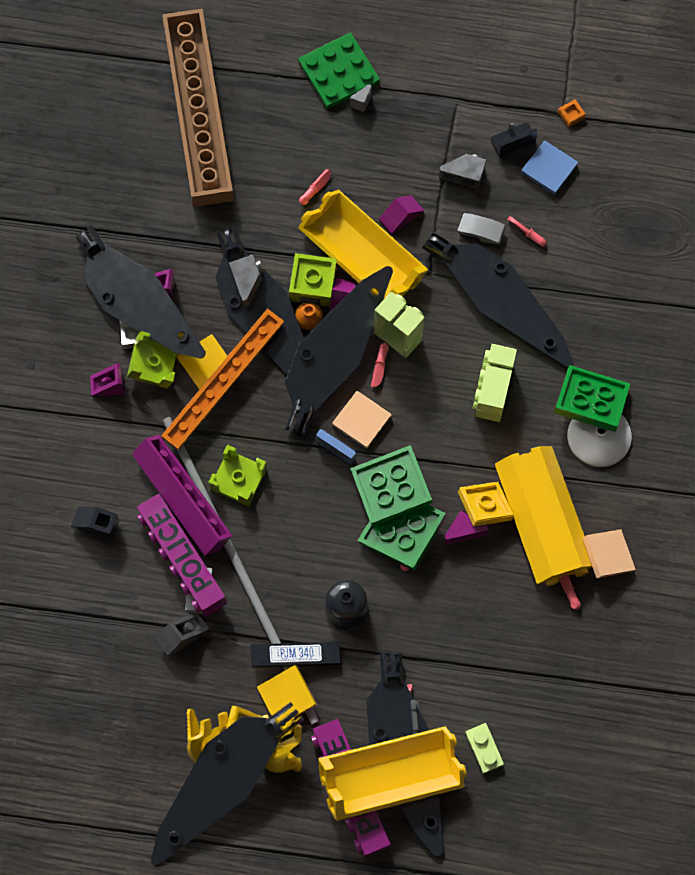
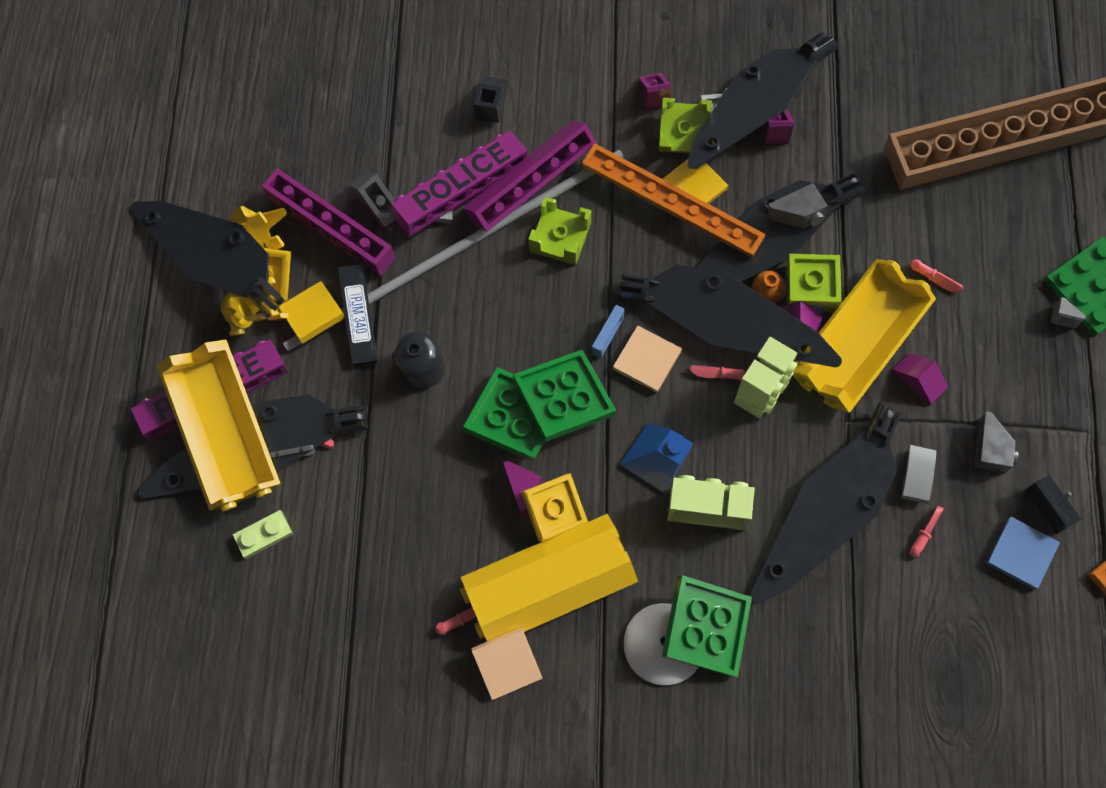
camera: 90 degrees right, 0 degrees up
(203, 674) = (329, 222): none -> magenta brick
(447, 421) = (657, 456): none -> blue slope

